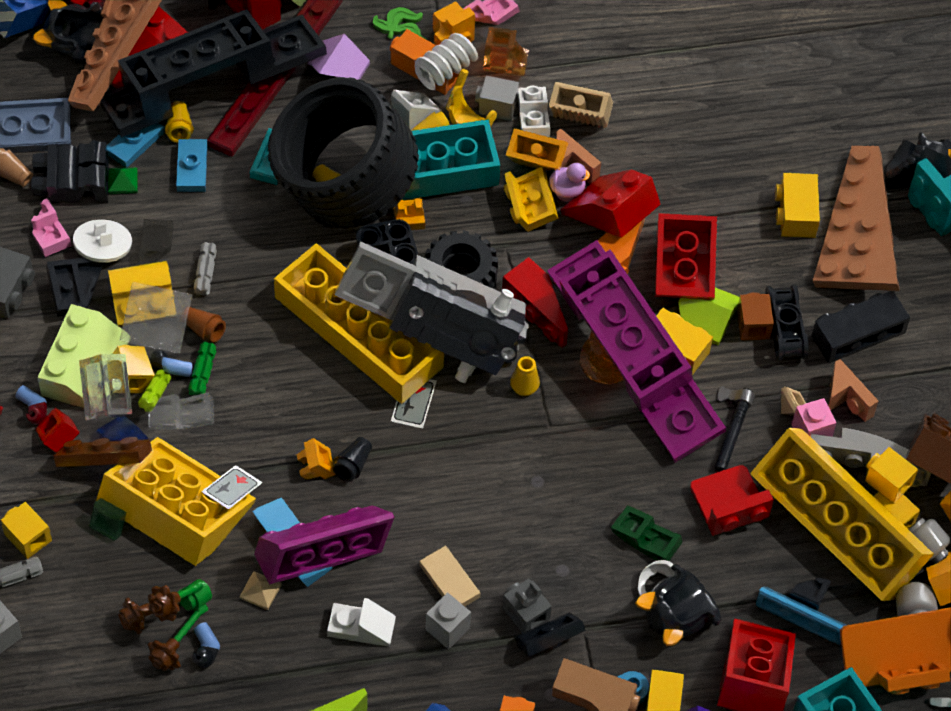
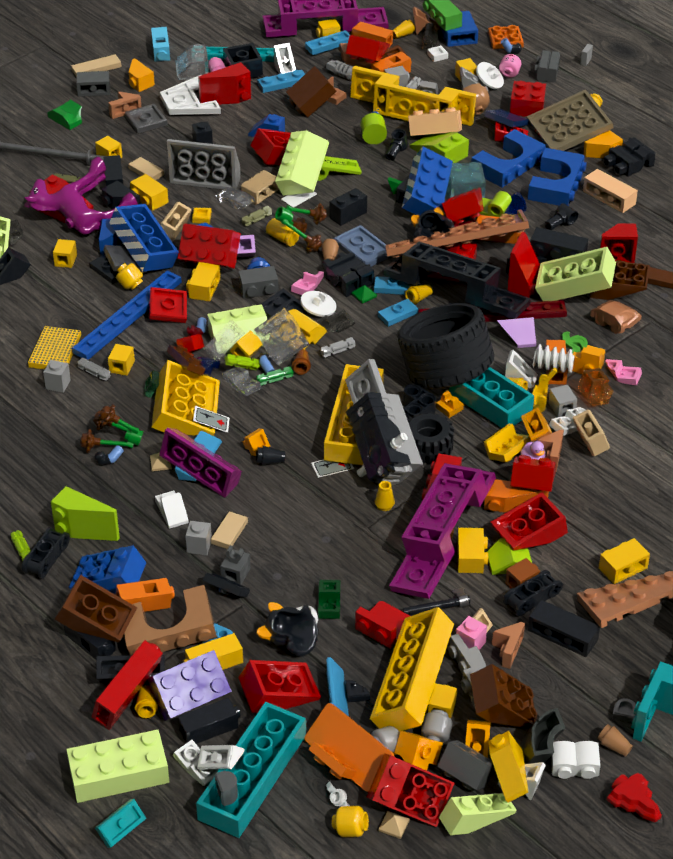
camera: 60 degrees right, 15 degrees down
(890, 474) = (457, 677): yellow brick -> none

